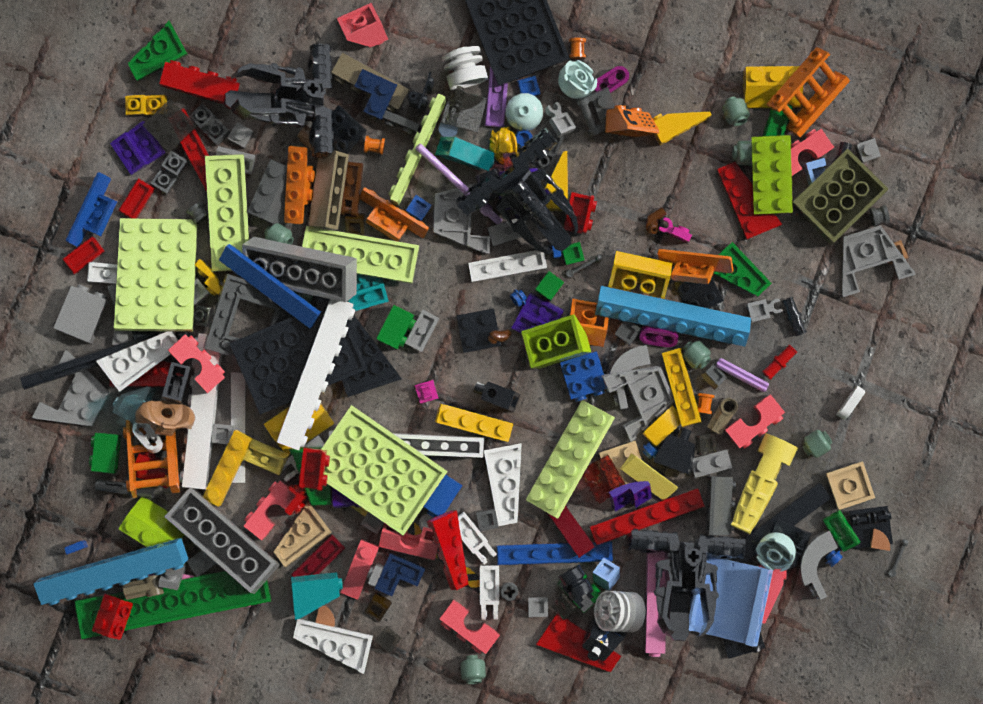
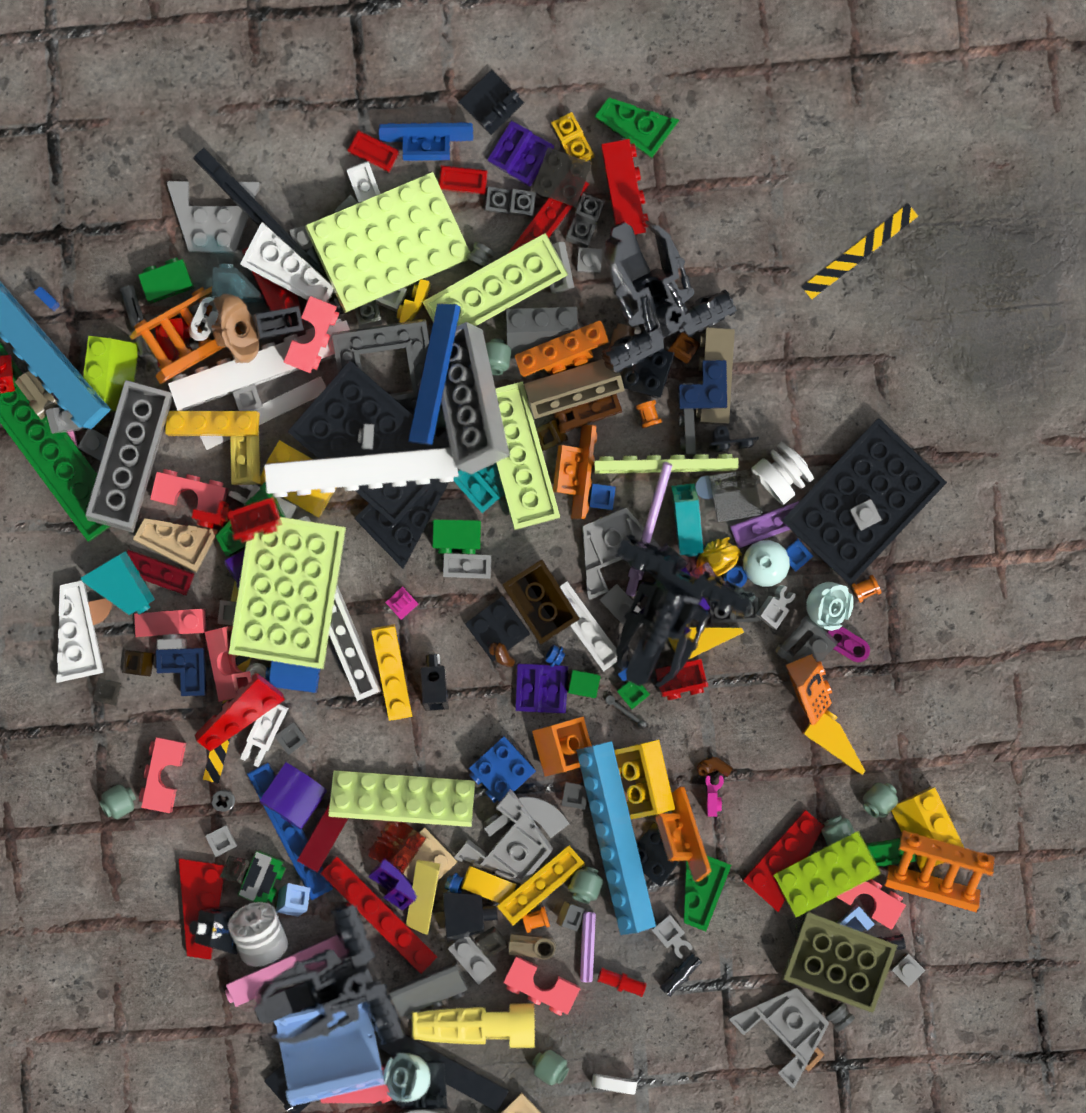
camera: 70 degrees right, 0 degrees up
(81, 313) = (307, 180): light grey panel -> none
(89, 151) = (491, 102): none -> black hinge
(291, 357) = (366, 436): none -> light grey plate
(338, 96) = (684, 347): none -> reddish brown tile
(363, 26) = (775, 338): coral slope -> none
(474, 288) = (541, 602): none -> dark brown slope
(489, 589) = (215, 777): white hinge -> none
(504, 478) = (347, 735): white wing -> none
(523, 22) = (865, 514): none -> light grey plate
(530, 538) = (293, 795): none -> dark purple slope
(555, 342) = (523, 720): lime slope -> none
(575, 582) = (266, 869): black wheel -> none
(658, 337) = (585, 832): magenta plate -> none

